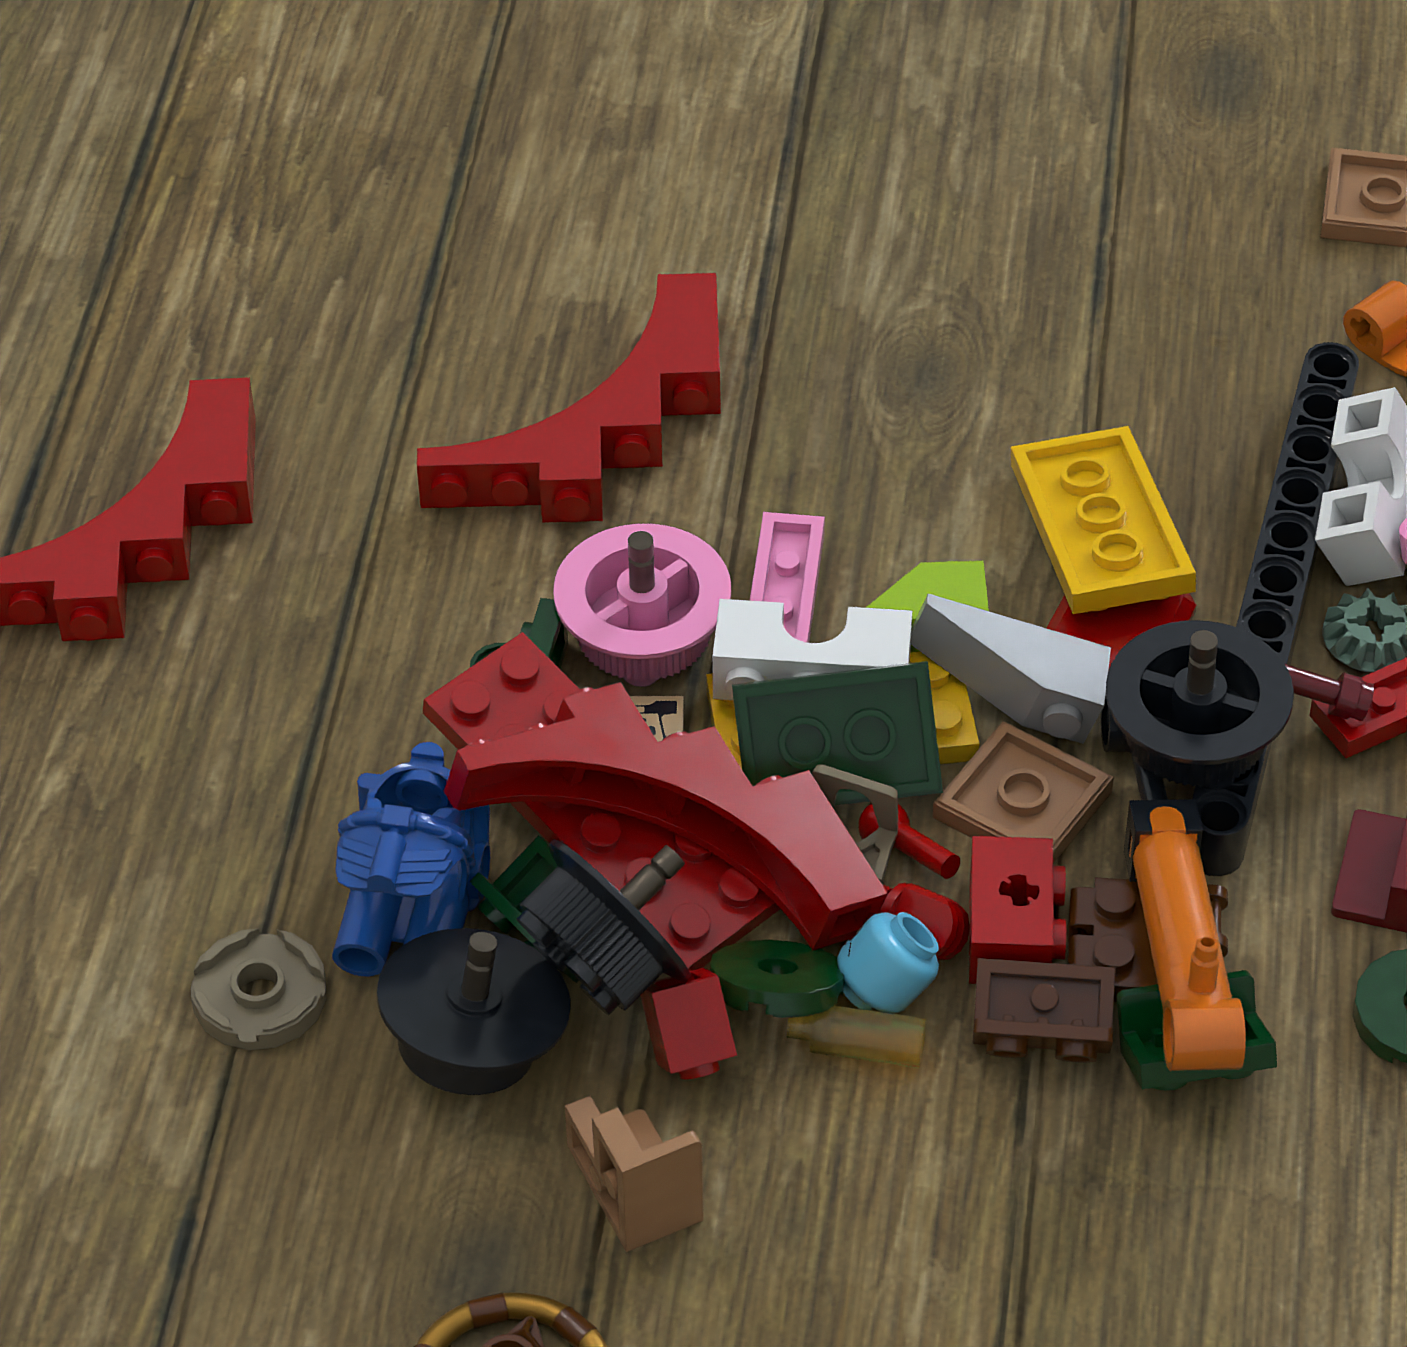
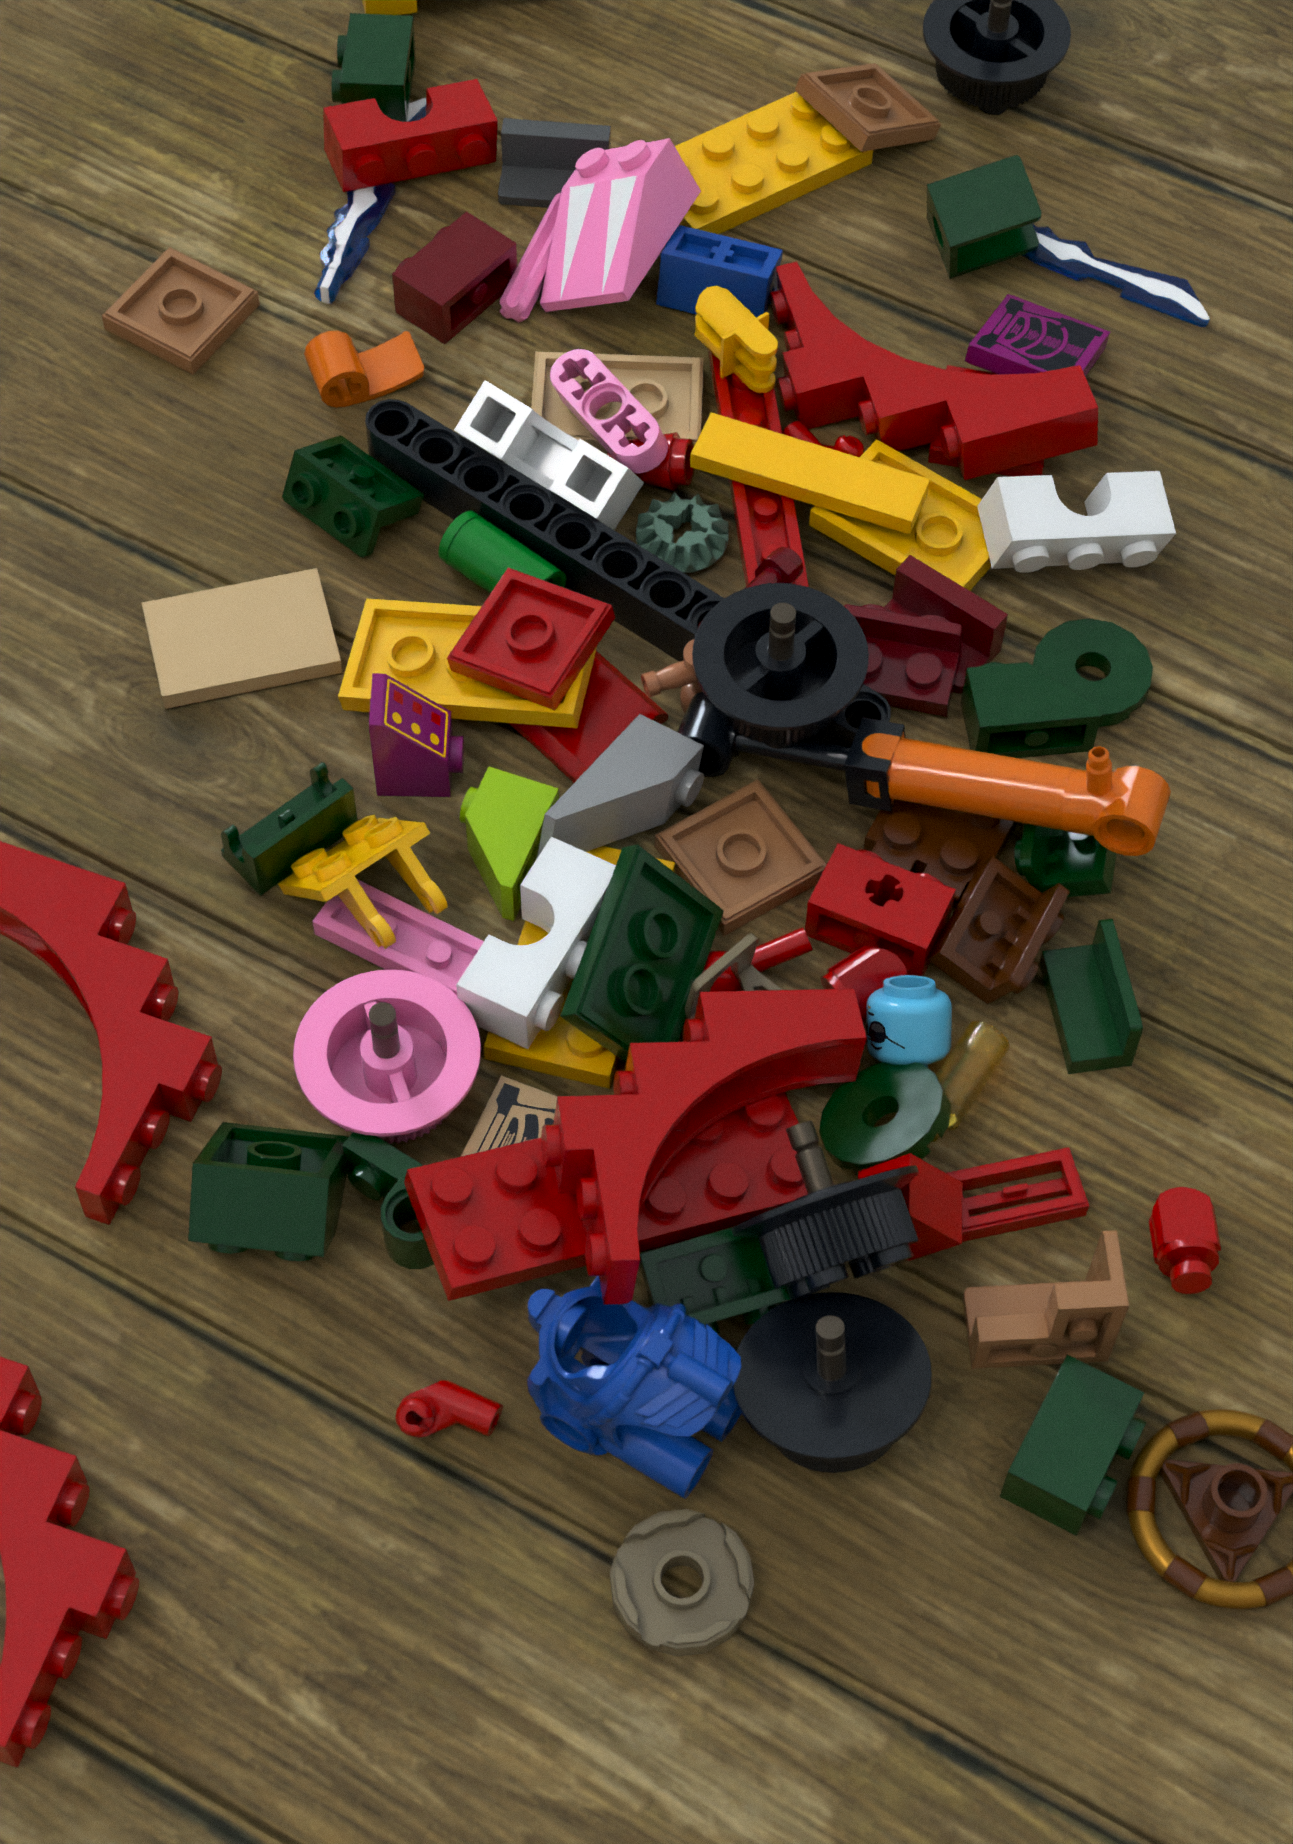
camera: 70 degrees left, 10 degrees up
(341, 765) = (444, 1406): none -> red arm
(482, 573) = (268, 1191): none -> dark green slope
(507, 1227) = (1072, 1445): none -> dark green brick
(776, 1263) = (1185, 1238): none -> red arm
(792, 1159) = (1024, 1216): none -> red tile
(851, 517) = (332, 873): none -> yellow plate
(852, 474) = (299, 826): none -> dark green hinge
(981, 497) = (411, 742): none -> magenta slope
(1010, 1117) = (1093, 1002): none -> dark green panel
(1043, 369) = (241, 638): none -> tan tile
(1136, 535) = (531, 638): none -> red tile
(1233, 509) = (485, 552): none -> green pin
(1249, 375) = (348, 492): none -> dark green bracket
(1315, 952) = (1025, 712): none -> dark green slope
(1320, 839) = (910, 657): none -> dark red bracket

